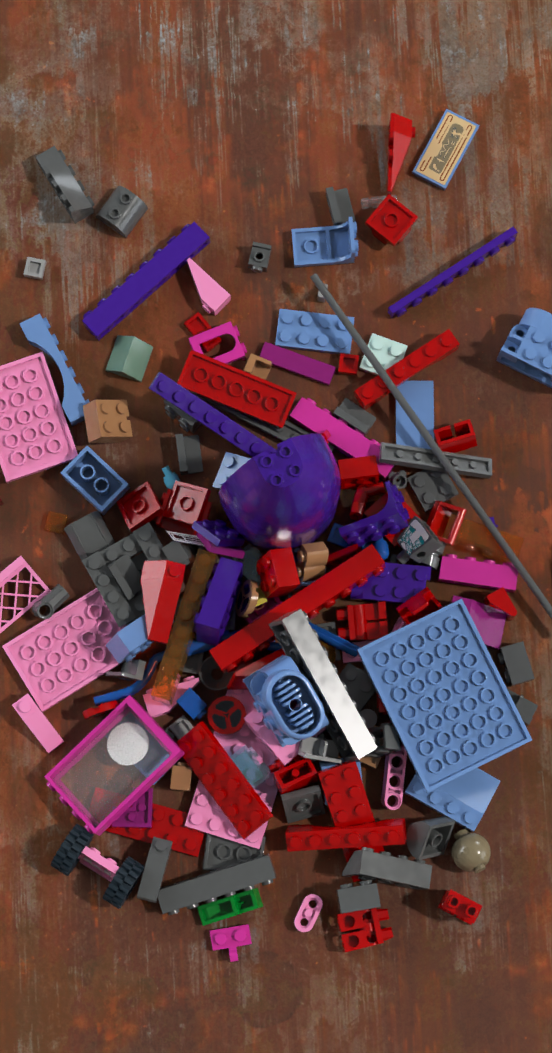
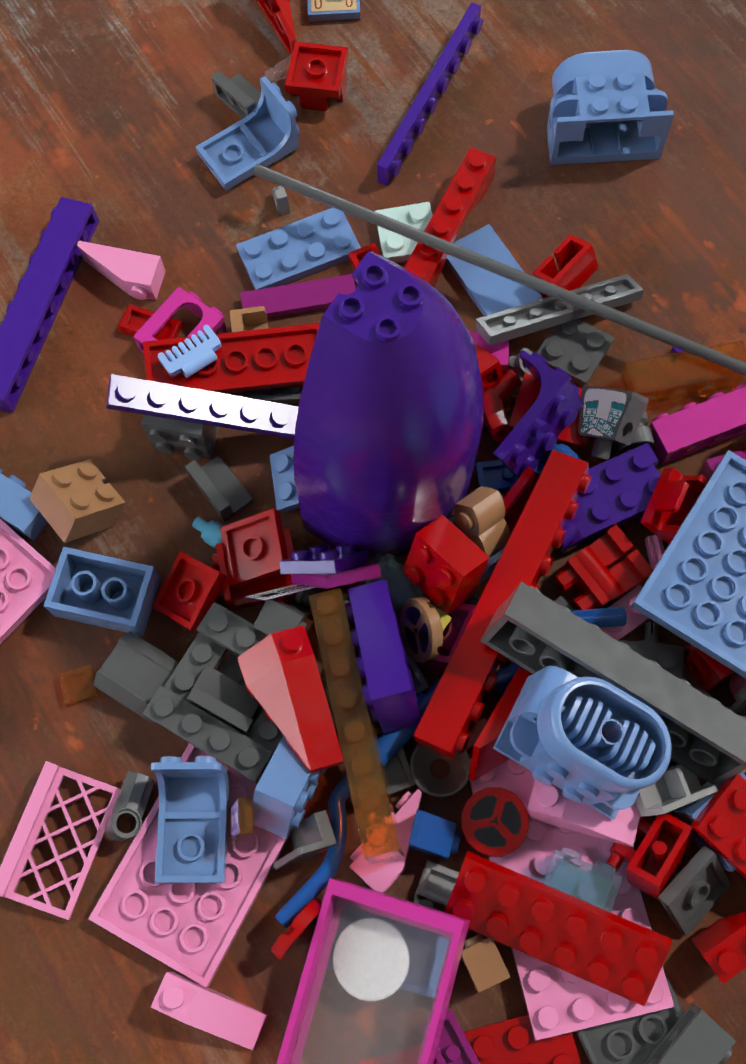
camera: 25 degrees left, 10 degrees down
(77, 628) = (192, 820): none -> medium blue bracket
(102, 642) = (241, 819): none -> clear orange tile
(129, 357) = (66, 408): sand green slope -> none
(213, 377) = (196, 358): none -> light blue piece
(260, 249) = (173, 198): dark grey brick -> none
(439, 518) = (610, 374): red tile -> none

